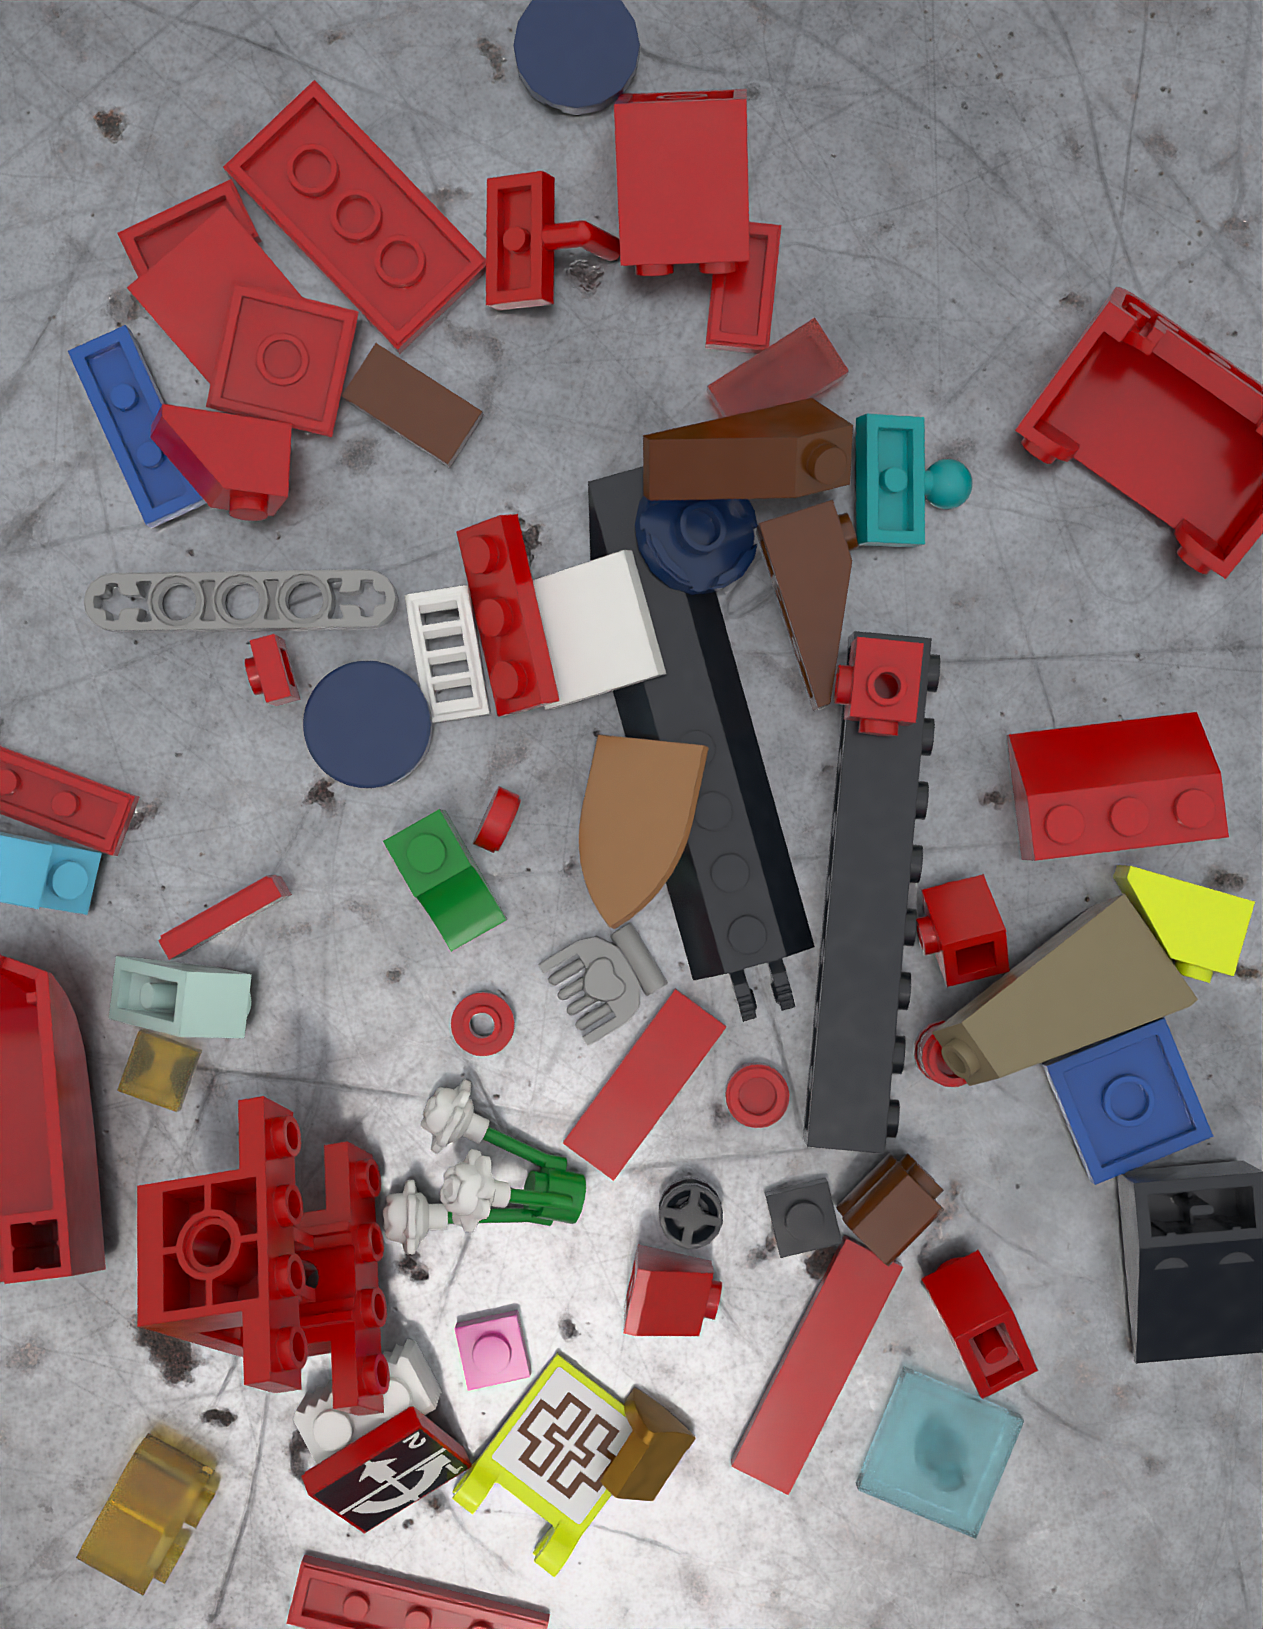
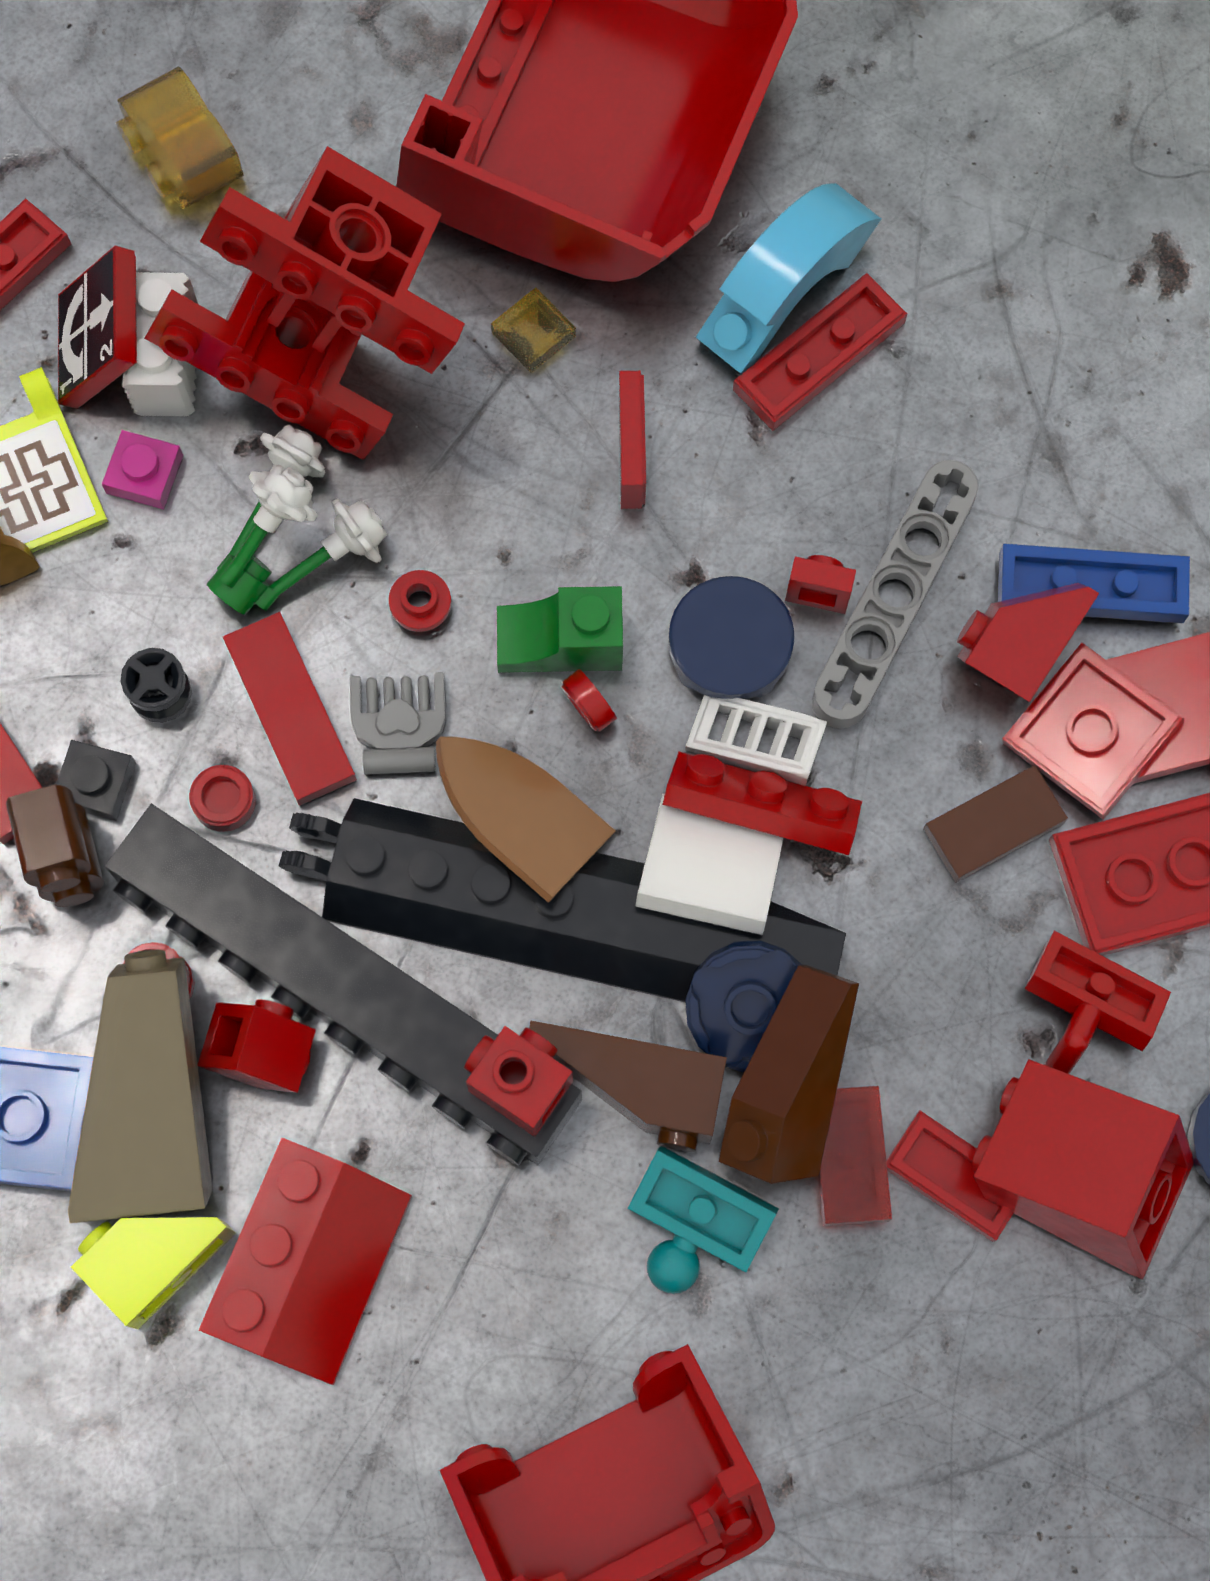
camera: 120 degrees right, 15 degrees down
(180, 998) = (581, 372): light aqua slope -> none
(669, 1294) = (99, 623): red slope -> none

